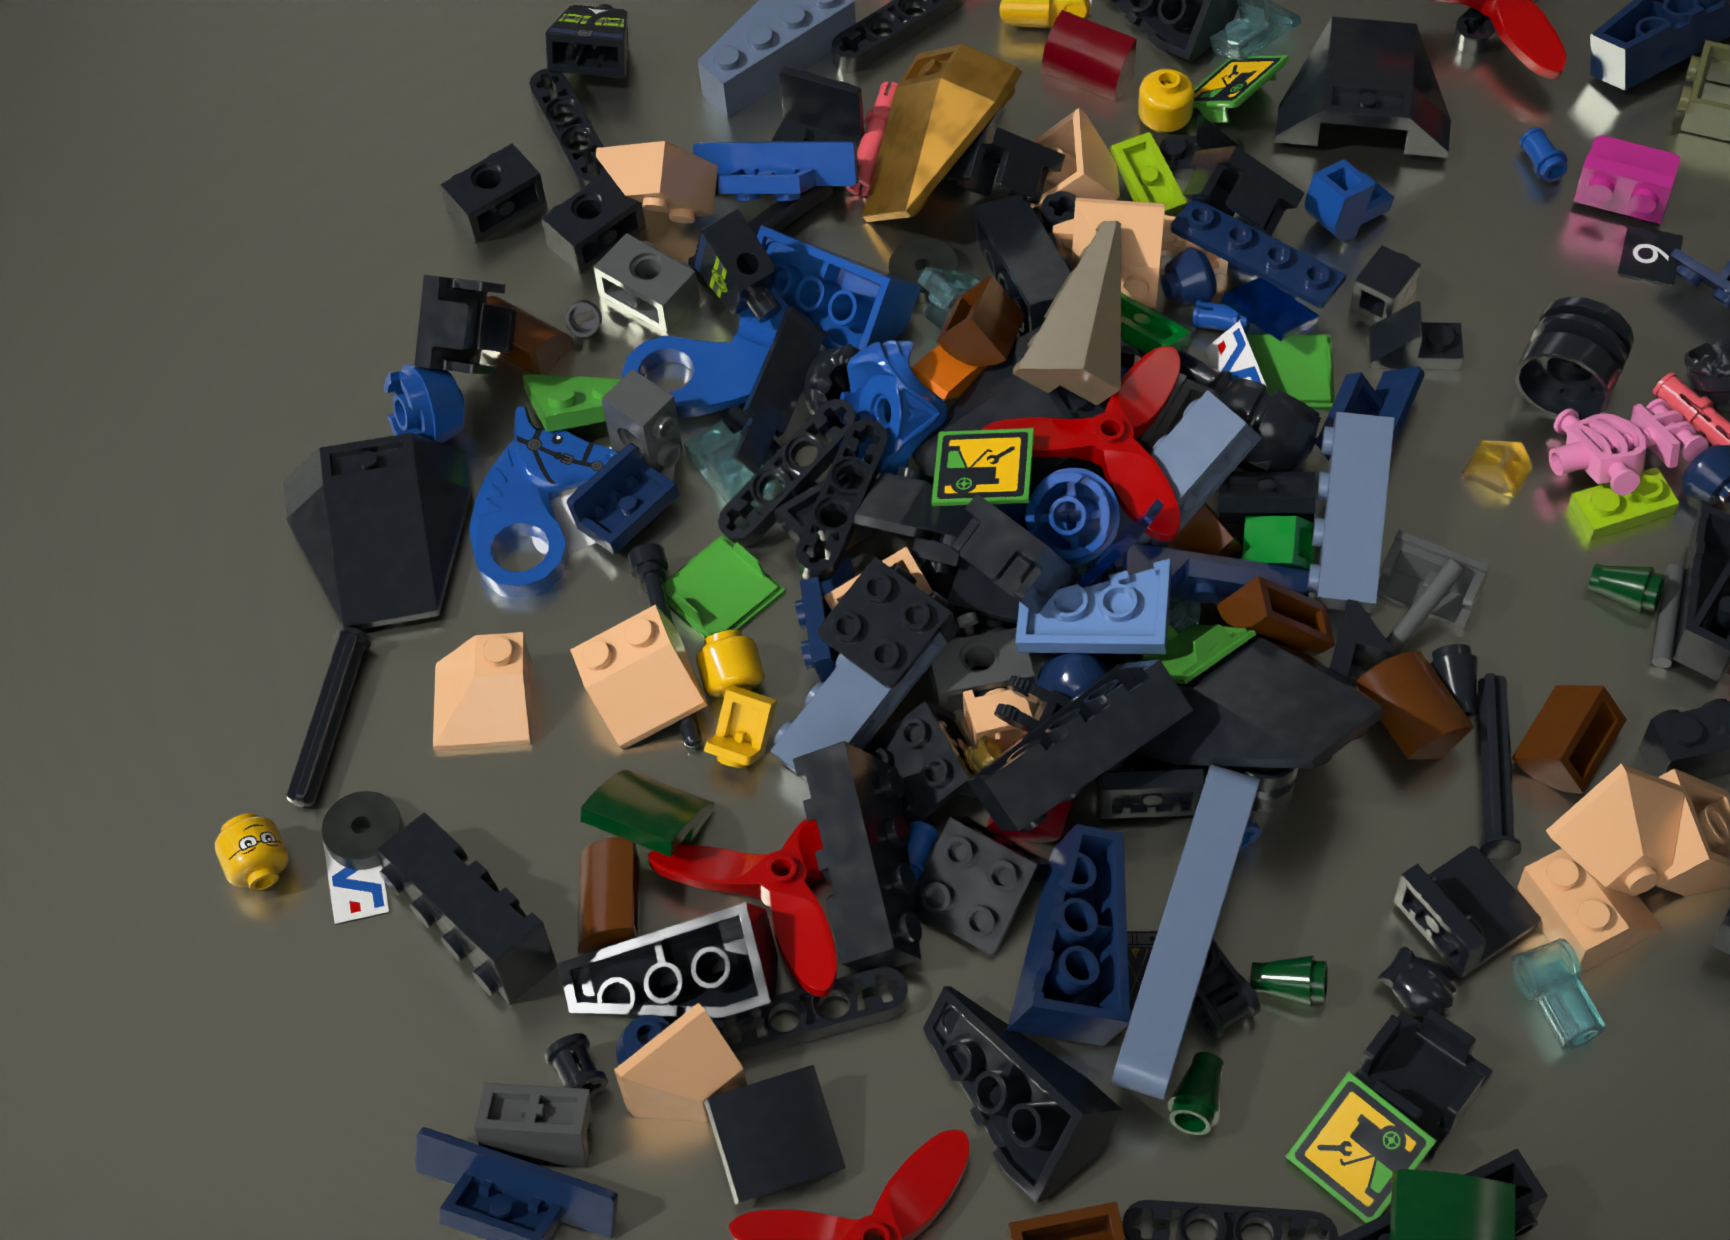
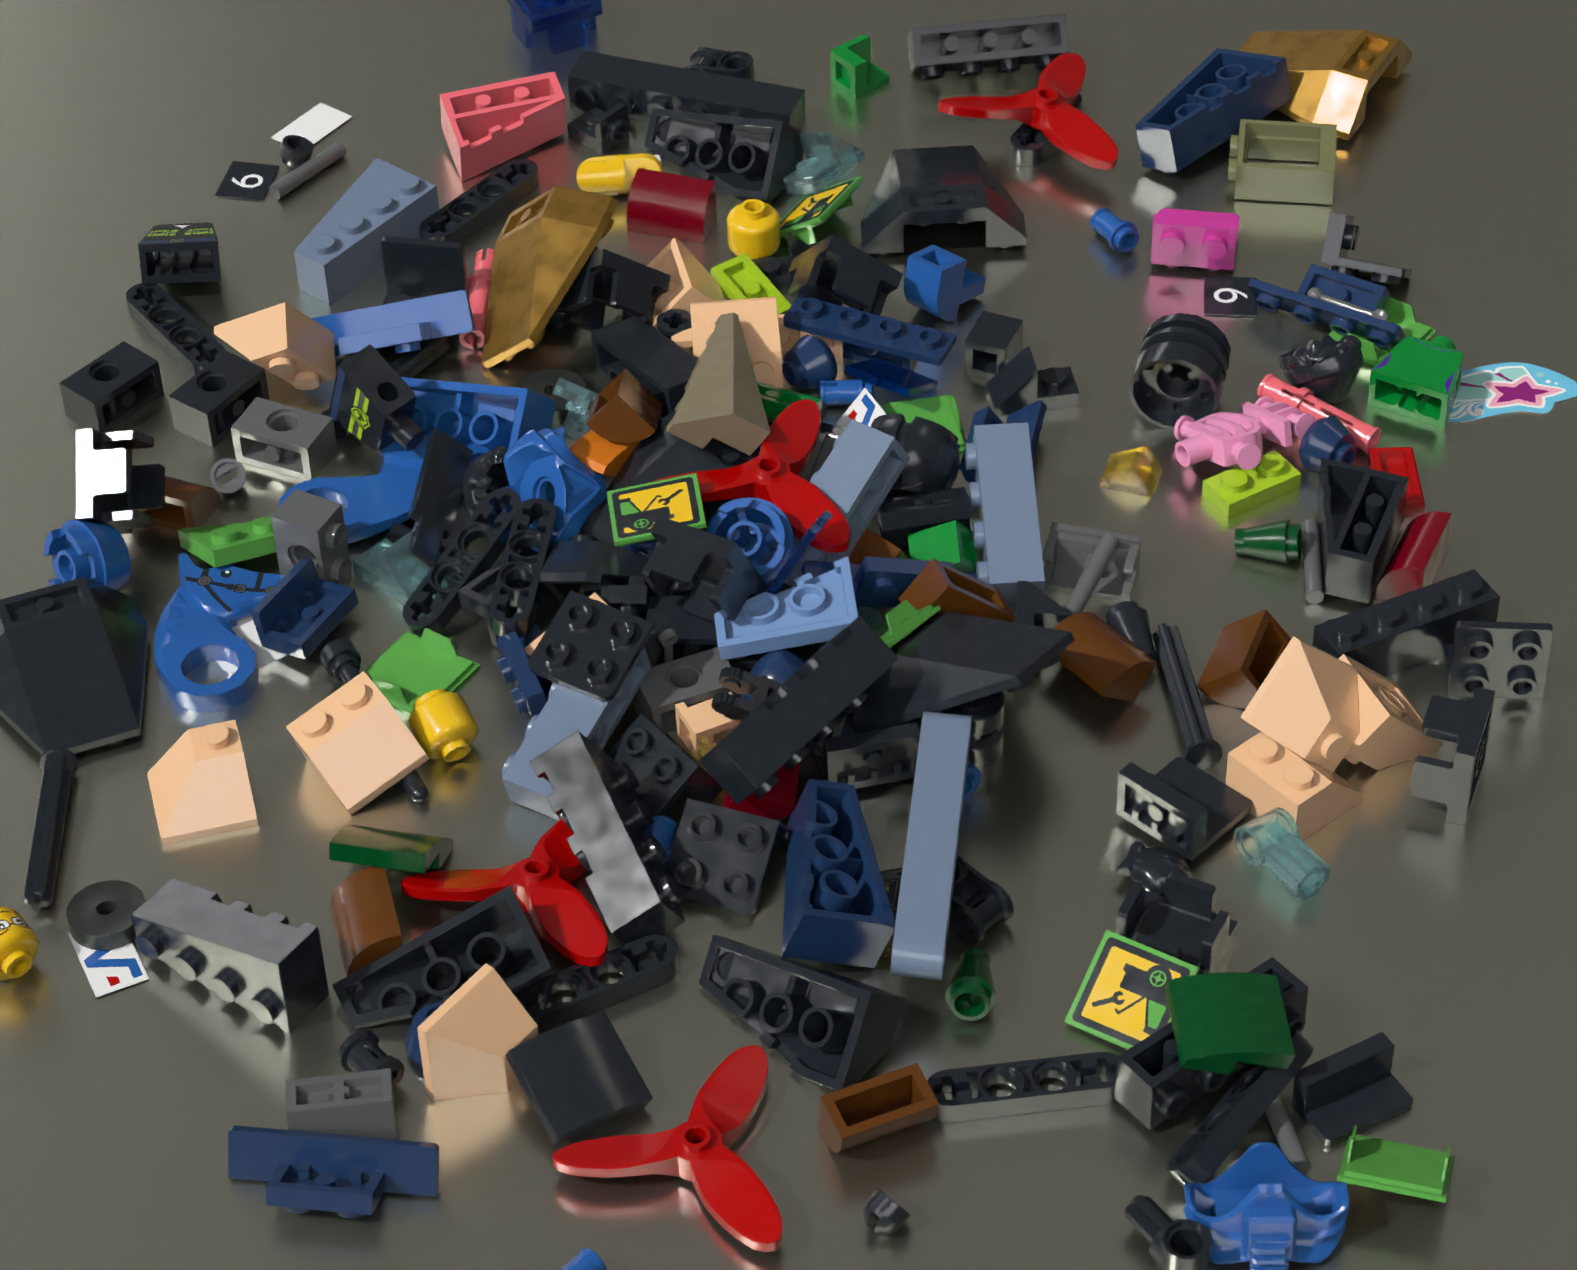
camera: 15 degrees left, 15 degrees down
(742, 727) = (467, 769): yellow bracket -> none
(1292, 979) = (1038, 883): dark green cone -> none

